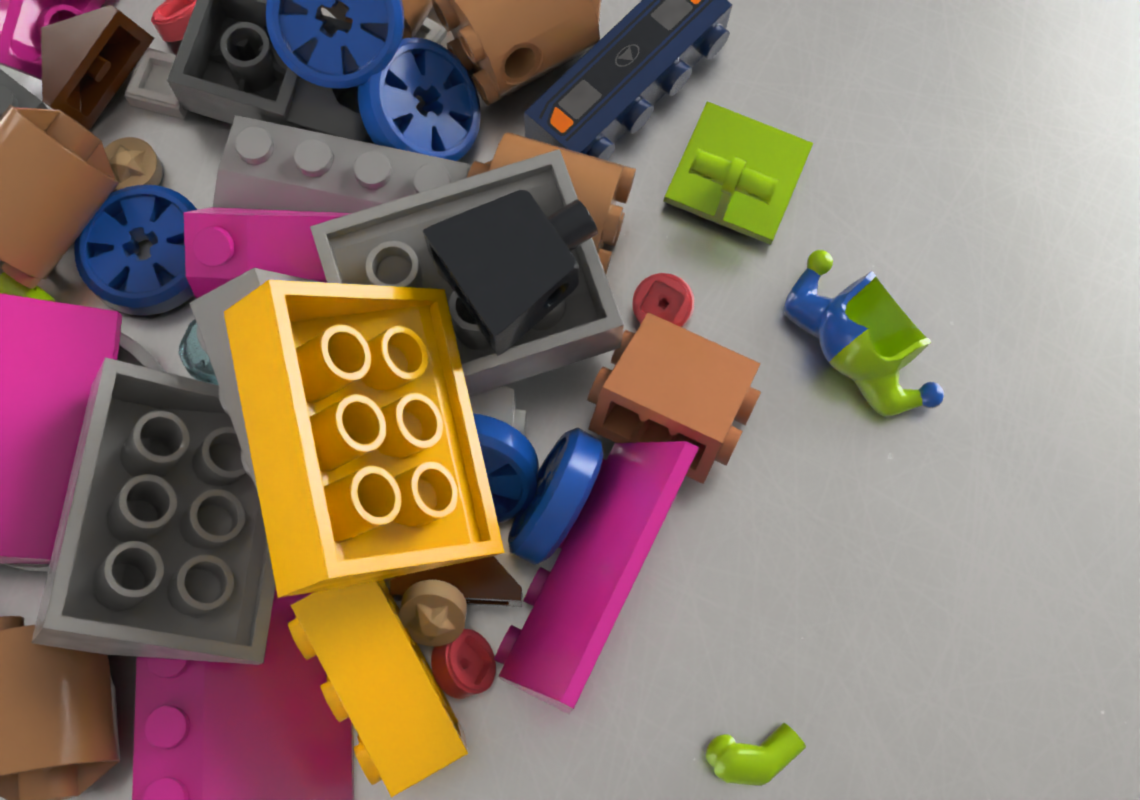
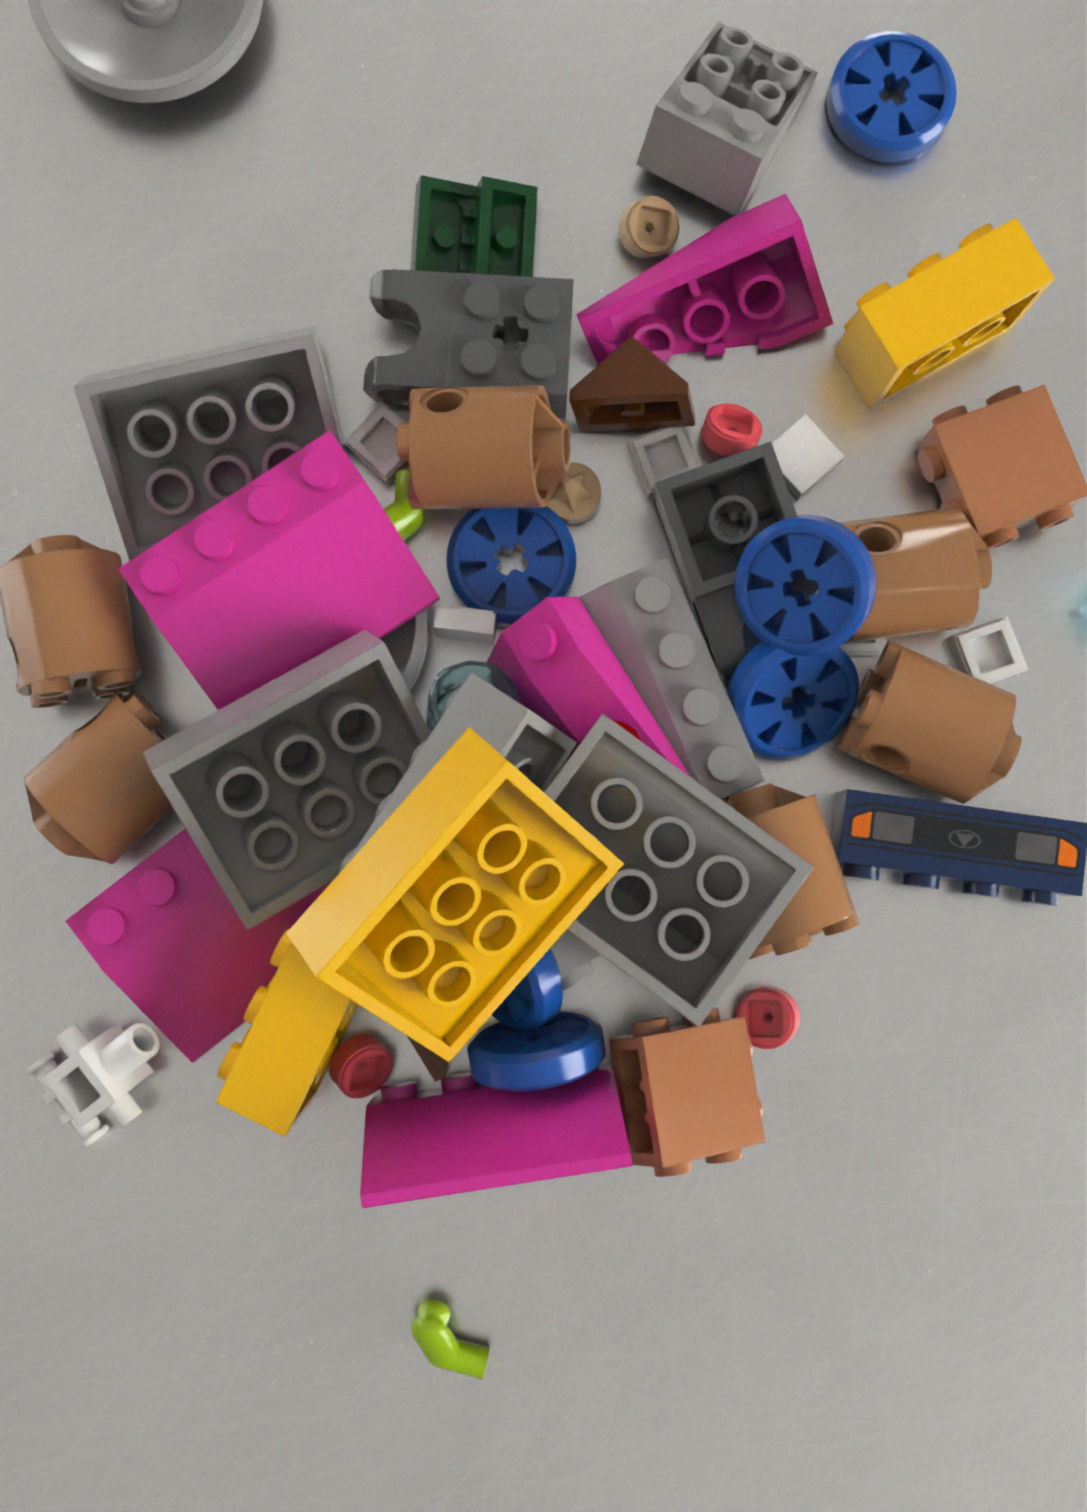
camera: 55 degrees right, 10 degrees up
(162, 317) = (465, 624): none -> white tile
(433, 612) = (374, 1032): tan tile -> none
(510, 261) = (681, 907): black torso -> none
(738, 172) = (934, 1000): lime plate -> none
(862, 336) = (857, 1207): lime piece -> none

